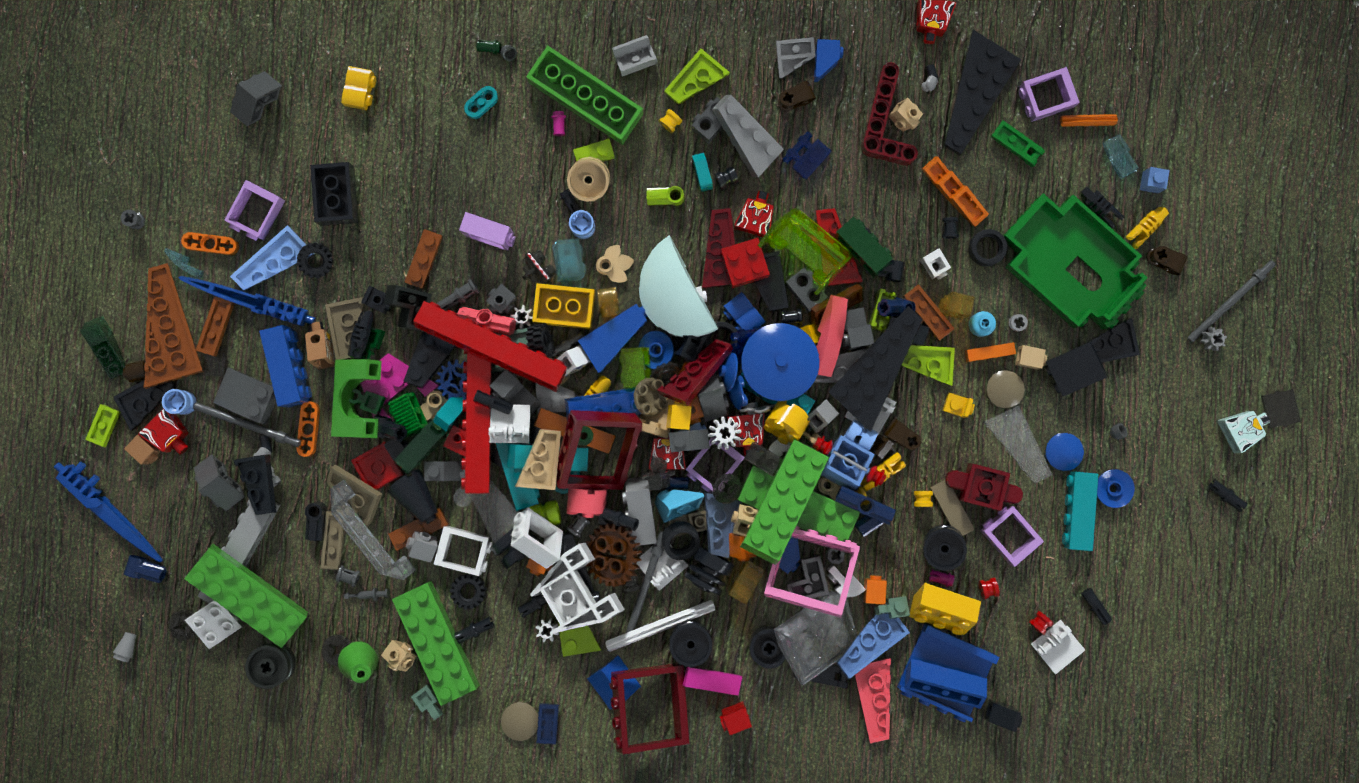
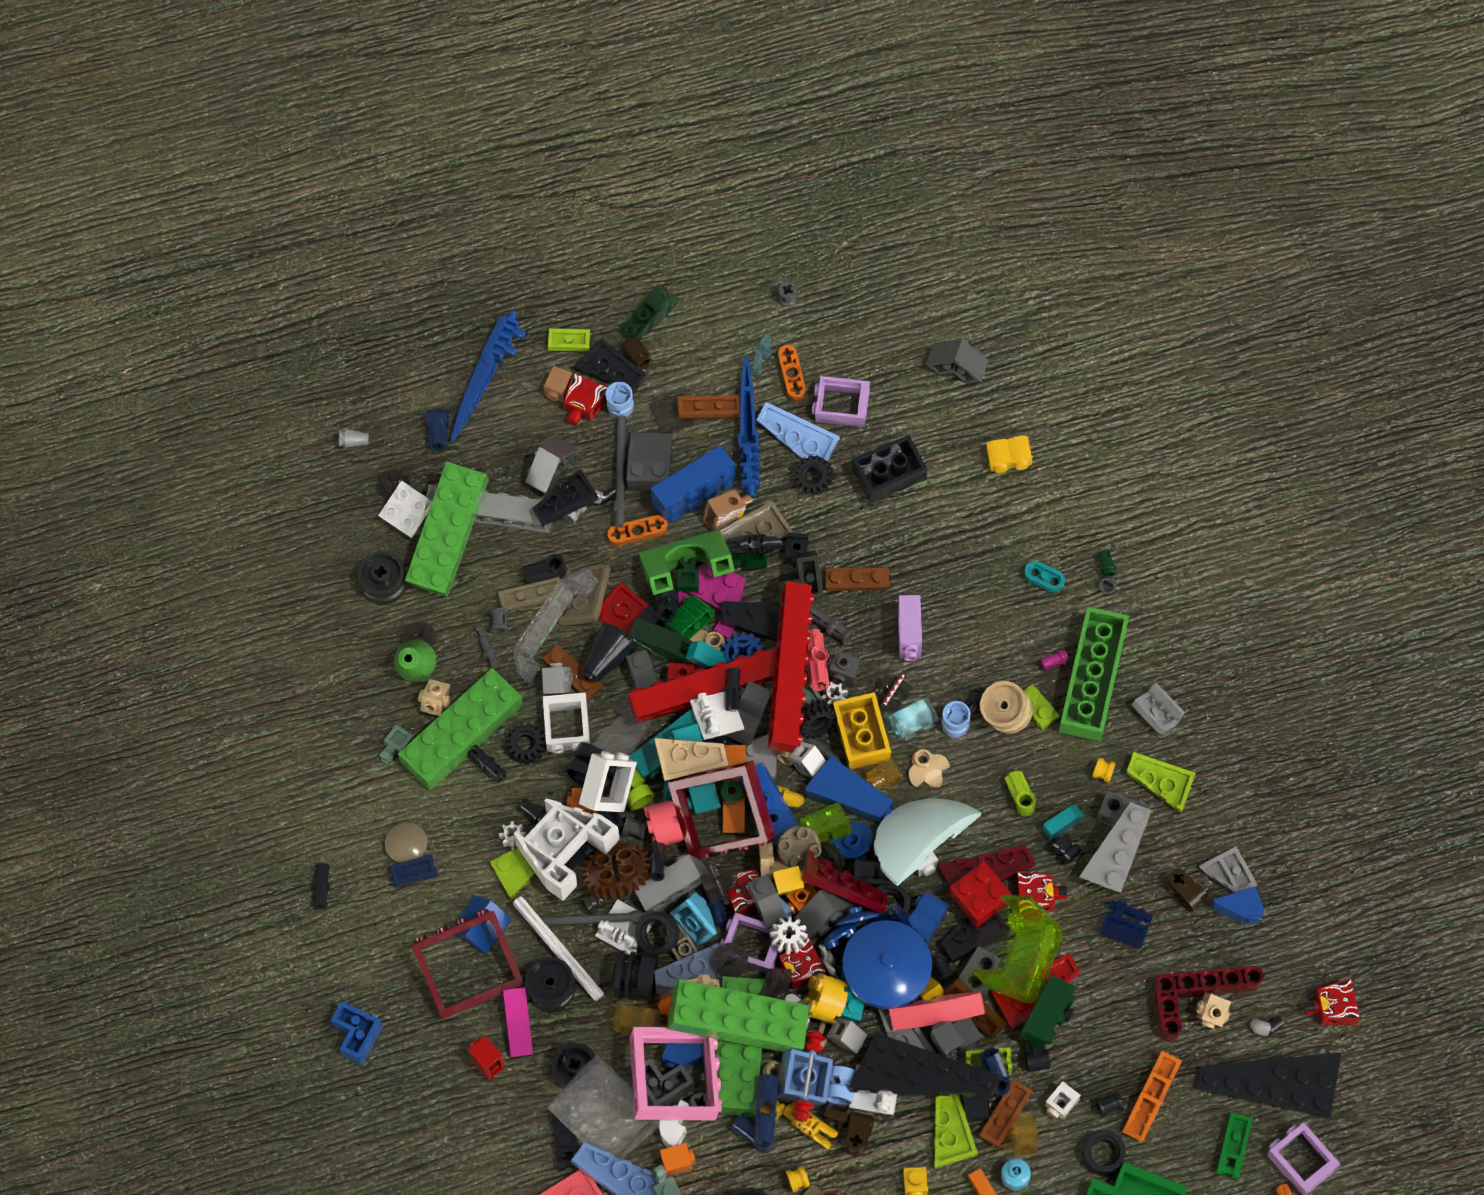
camera: 70 degrees right, 20 degrees down
(168, 335) = (685, 365): dark orange wing -> none

